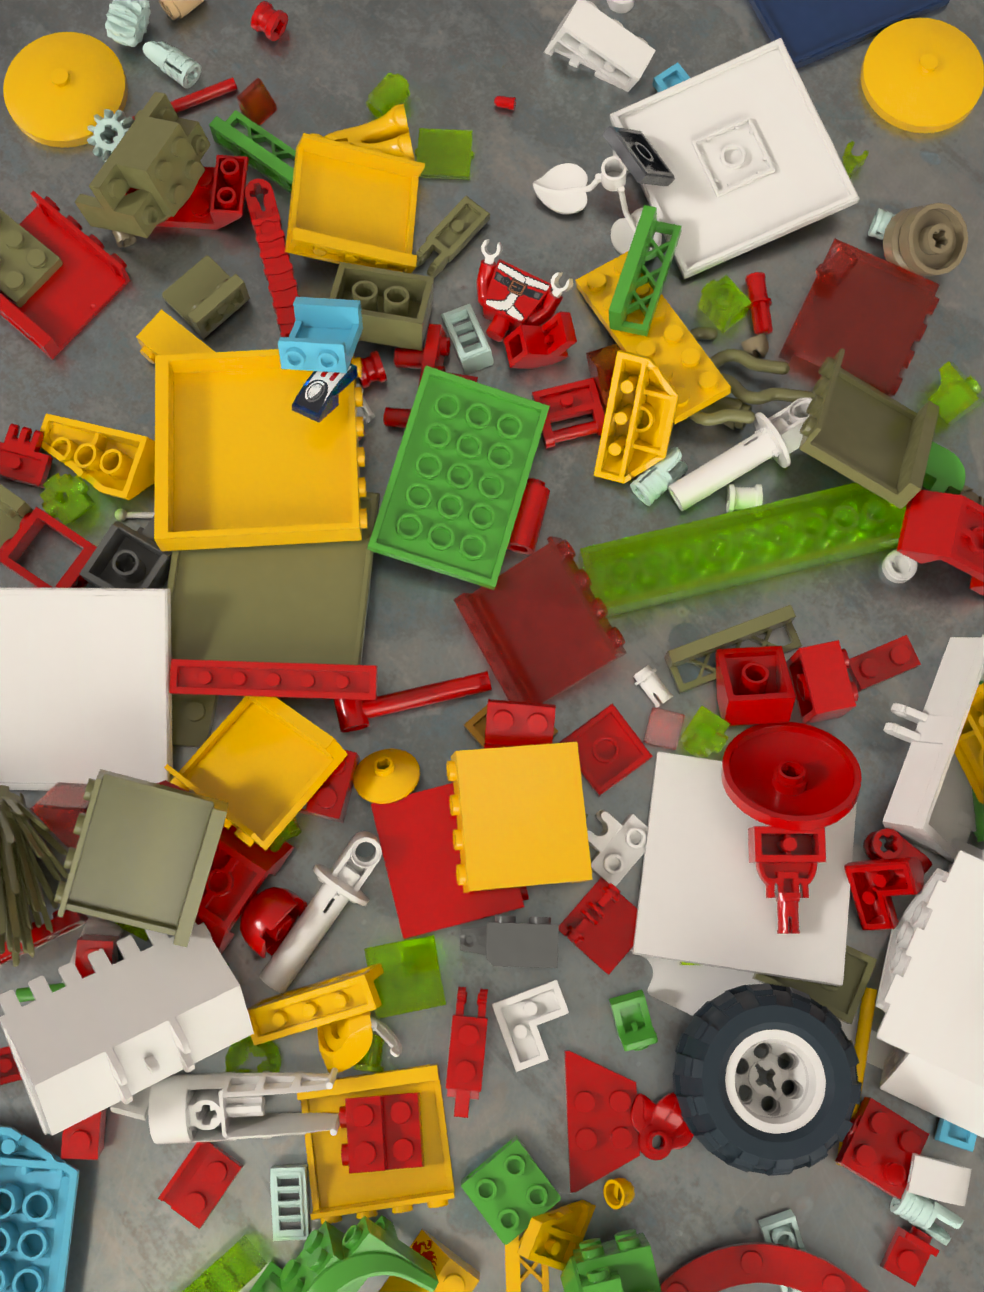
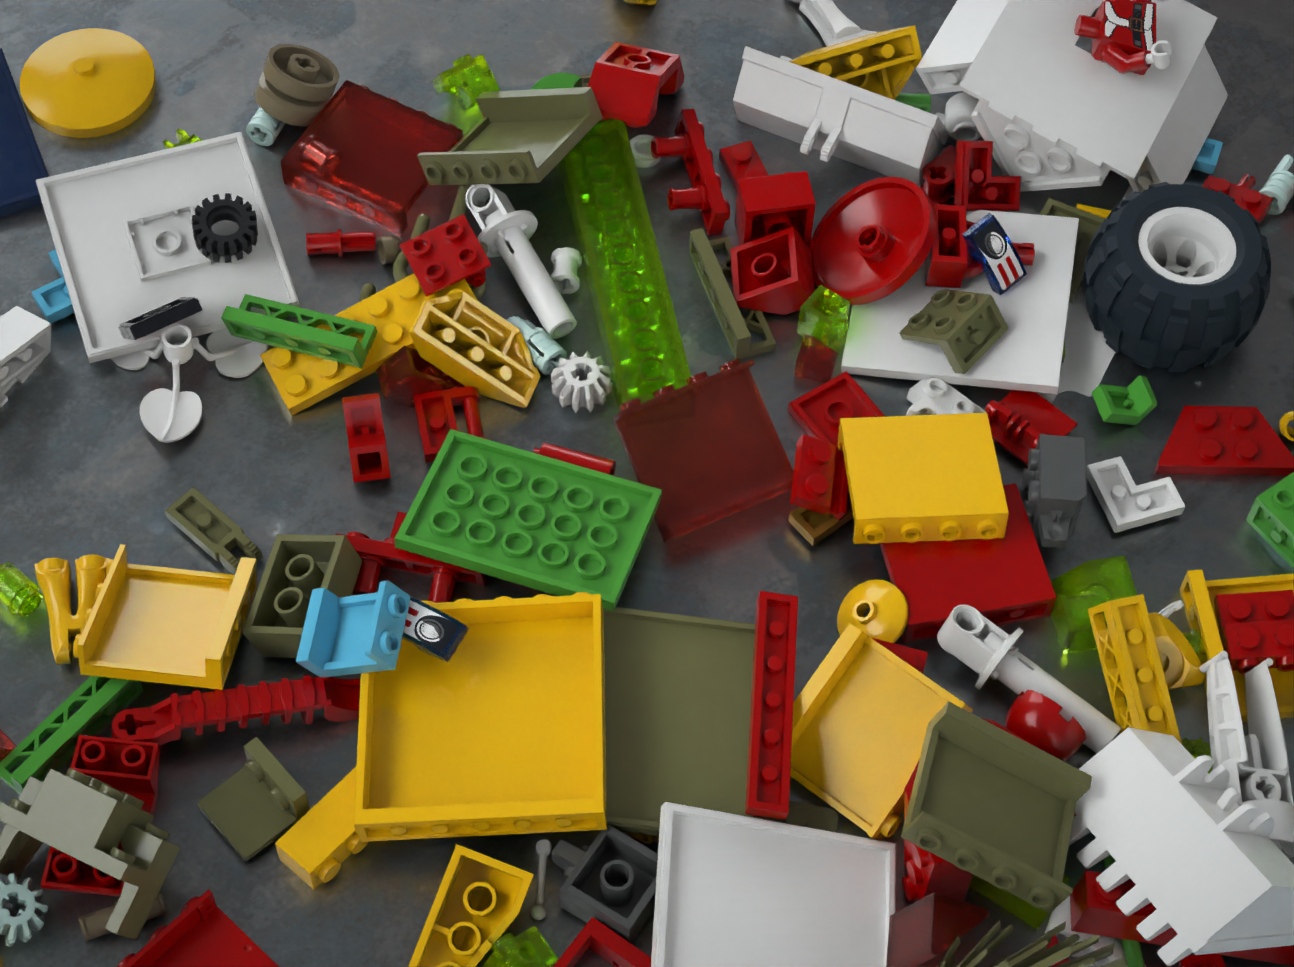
camera: 90 degrees left, 20 degrees down
(355, 714) = (779, 581): red piece -> none
(445, 153) = (97, 533): clear neon green piece -> none
(466, 1053) = (1168, 548): red hinge -> none
(475, 356) = (352, 506): light aqua slope -> none
(505, 102) = (42, 470): red piece -> none
(515, 296) = (304, 466): red torso -> none
(625, 509) = (581, 382): none -> white gear
(652, 686) = (771, 365): white pin -> none
(661, 1120) = (1224, 387): red plate -> none
(695, 854) = (960, 323): none -> olive bracket
(723, 315) = (337, 271): clear neon green brick -> none
(724, 381) = (446, 256): none -> red hinge
(746, 179) = (225, 210): none -> black tyre
(773, 890) = (995, 253): none -> slope
(903, 604) = (698, 160): none -> red plate
(938, 1179) = (1253, 161): white brick -> none

